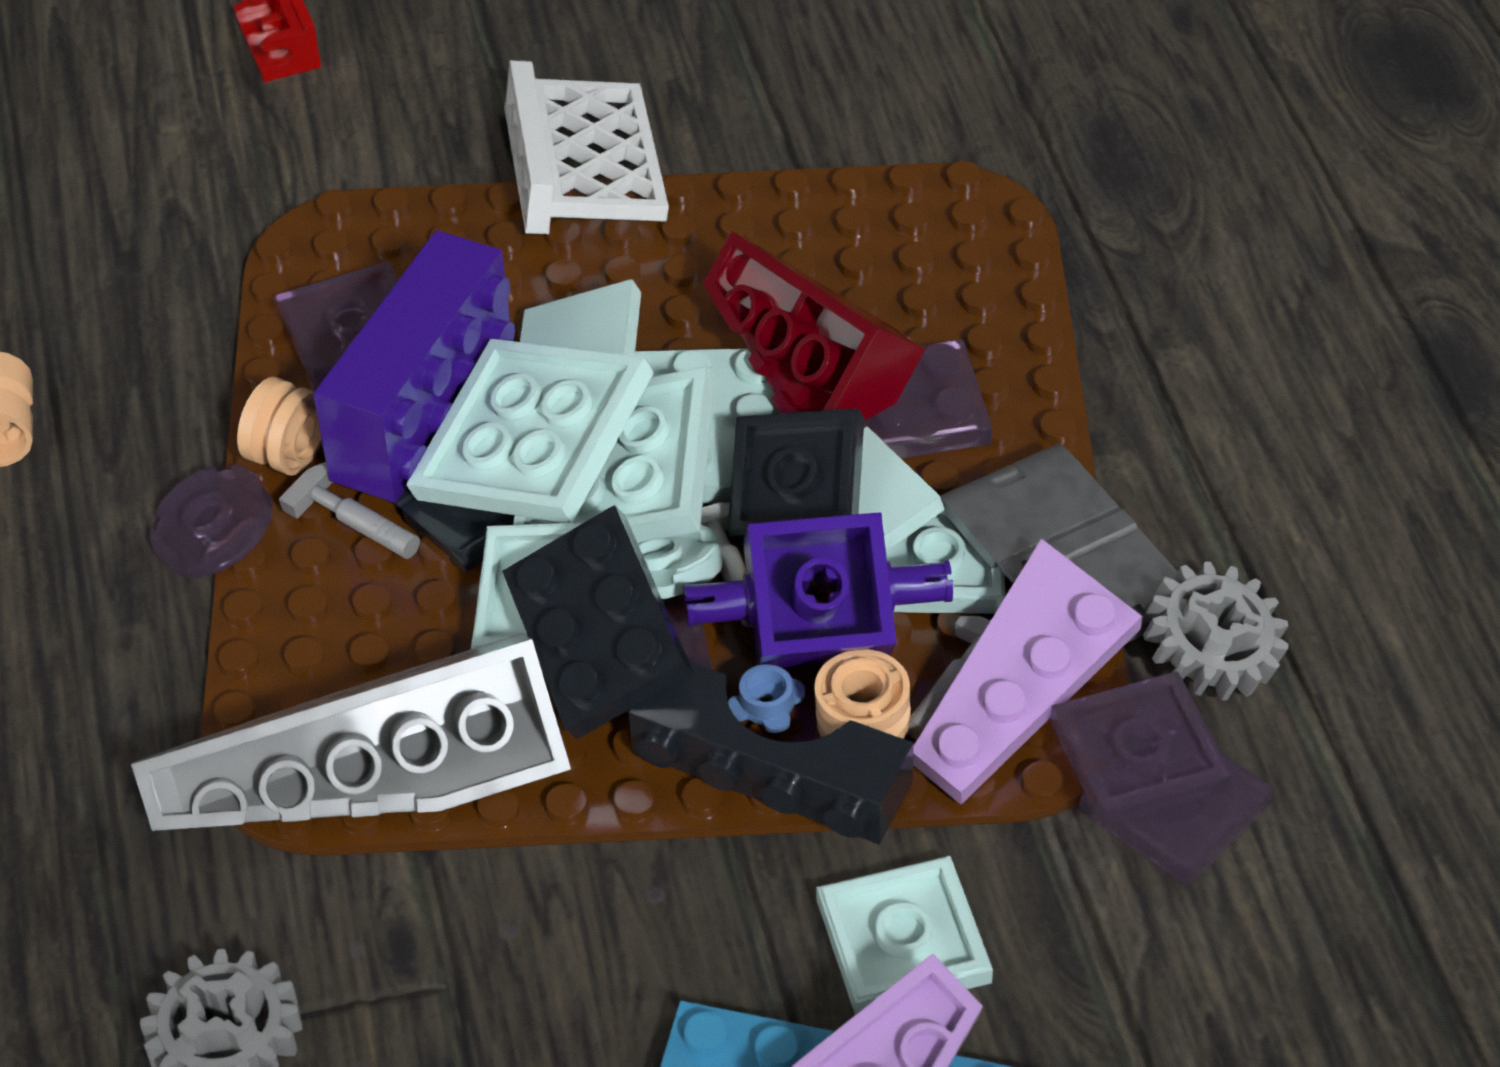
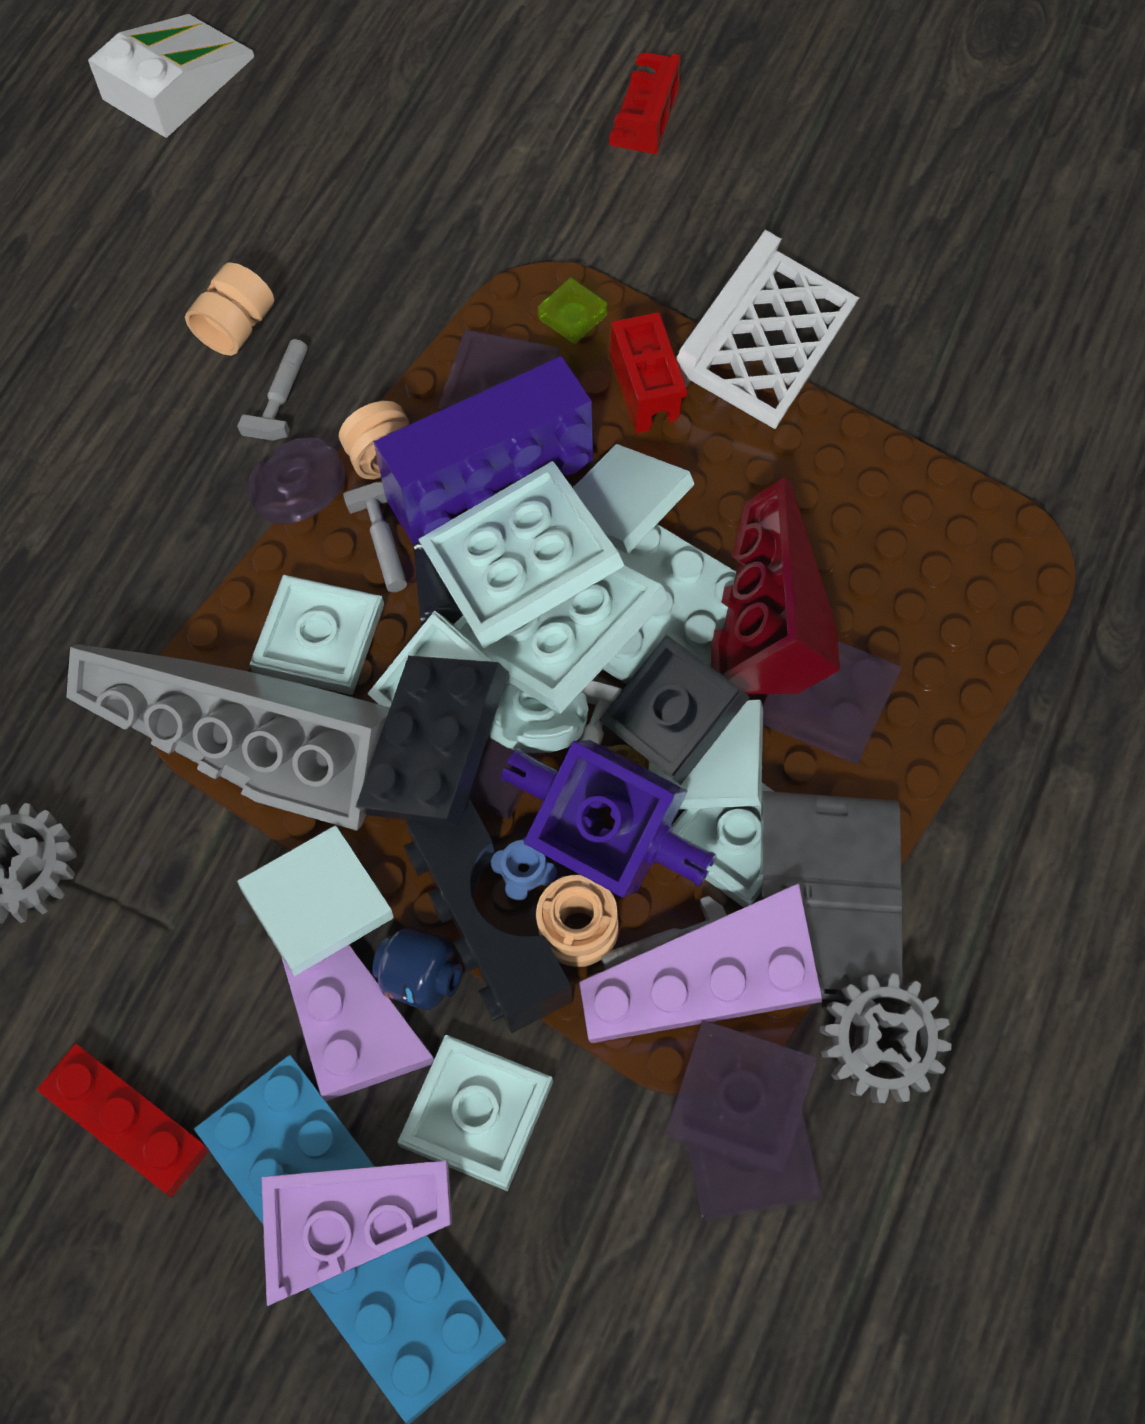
camera: 40 degrees right, 15 degrees up
(123, 498) = (265, 426): none -> light grey piece
(364, 628) = (317, 634): none -> light aqua tile
(374, 223) = (572, 310): none -> clear neon green plate
(506, 220) = (646, 369): none -> red hinge
(586, 848) = (315, 900): none -> light aqua tile
(697, 938) = (352, 1027): none -> lavender wing
(740, 847) = (417, 968): none -> dark blue head

